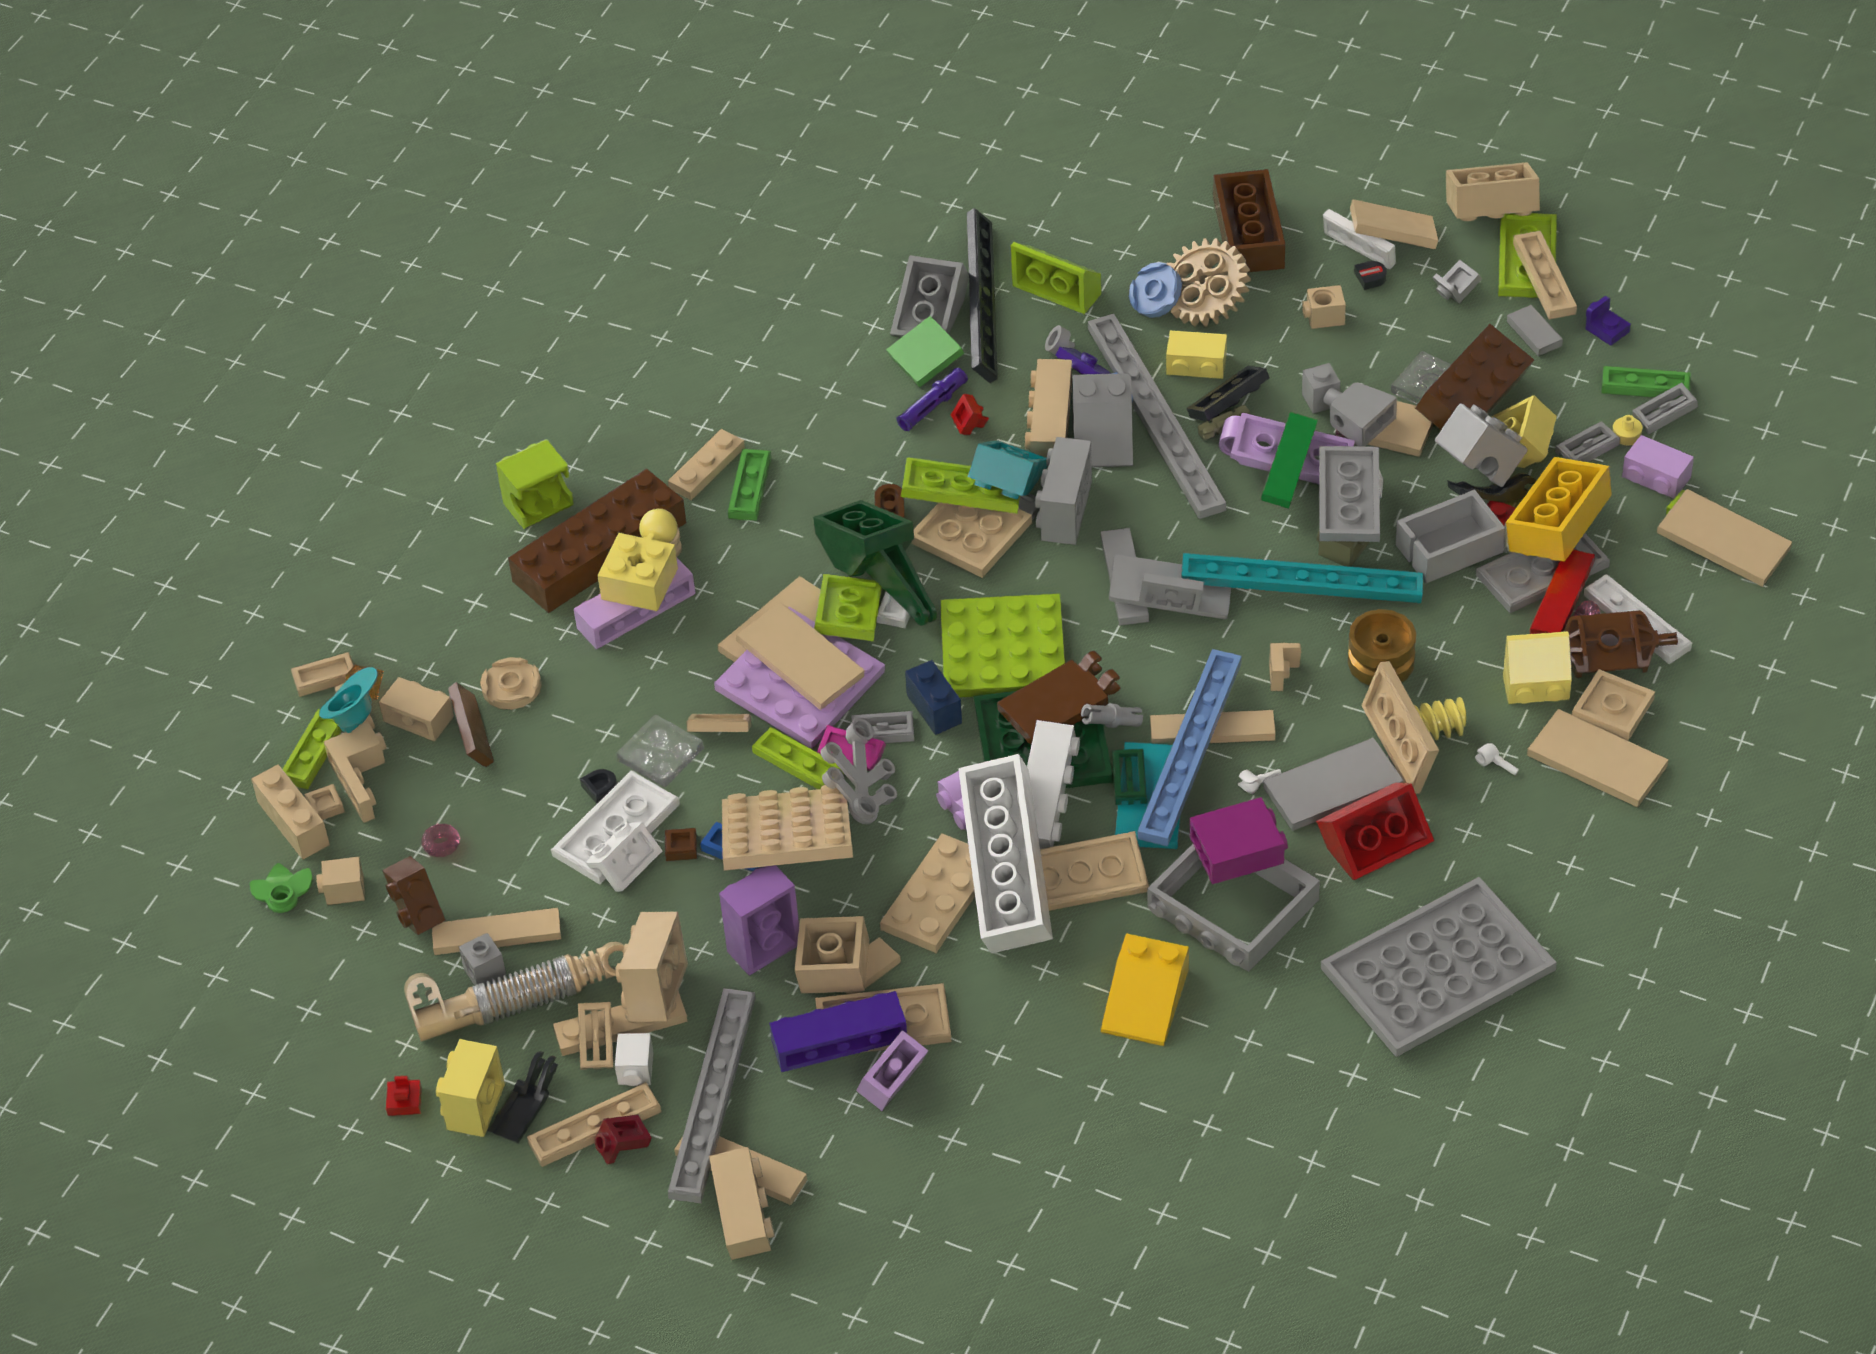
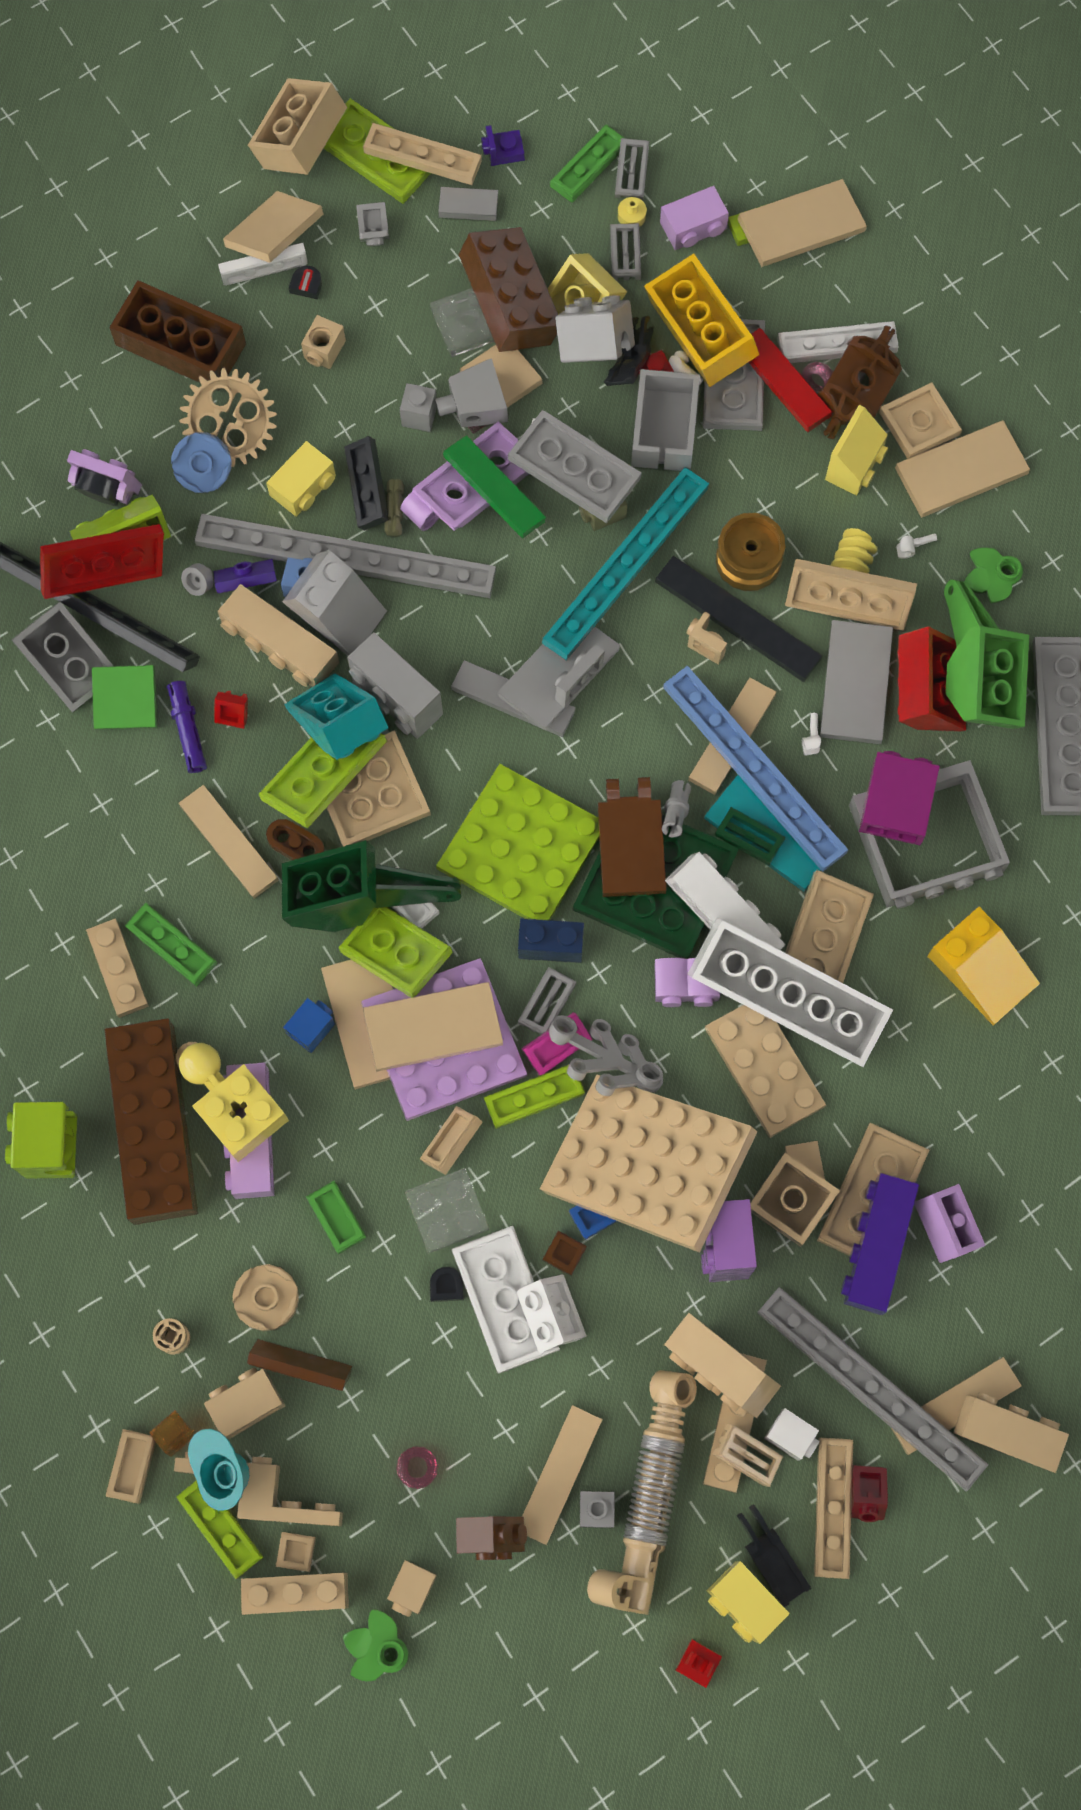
camera: 60 degrees left, 25 degrees up
(439, 640) = (175, 1340): none -> tan wheel
(605, 691) = (336, 1217): none -> bright green tile
(746, 591) = (310, 1024): none -> blue brick
(861, 468) = (228, 841): none -> tan tile
(1016, 268) = (101, 561): none -> red plate
(1088, 241) = (102, 480): none -> lavender piece
(1321, 680) = (738, 618): none -> black tile
(1408, 845) = (988, 666): none -> bright green slope
(1513, 828) = (989, 575): none -> bright green plate

